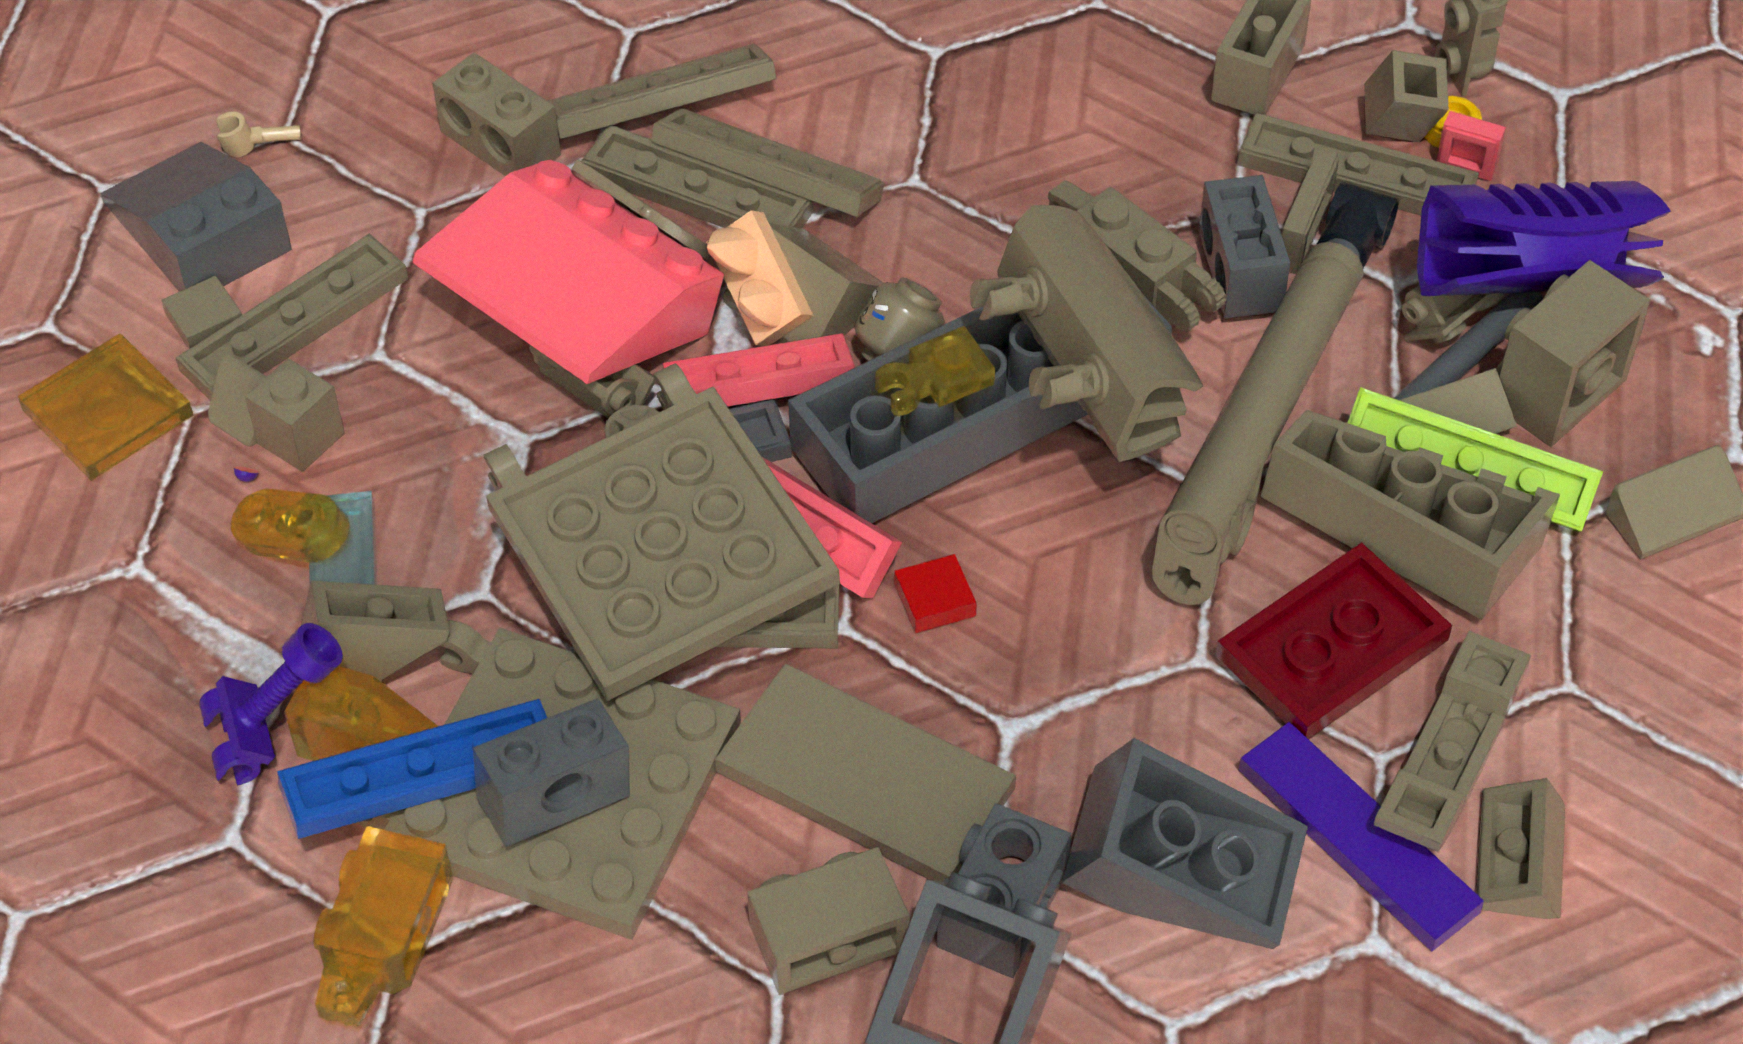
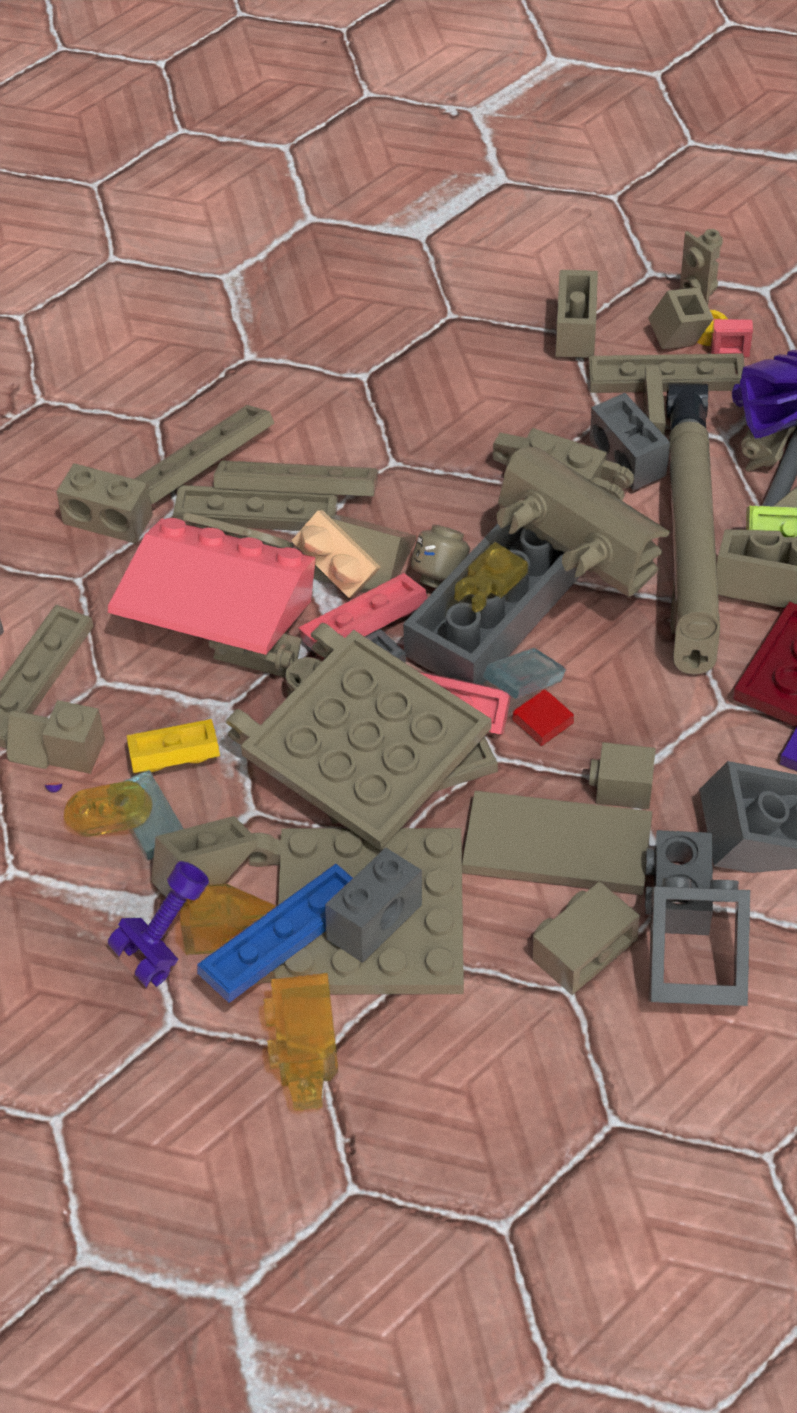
camera: 20 degrees left, 0 degrees up
(417, 469) = (173, 746): none -> yellow plate
(931, 522) = (524, 673): none -> clear light blue tile
(1000, 711) = (623, 775): none -> dark tan brick

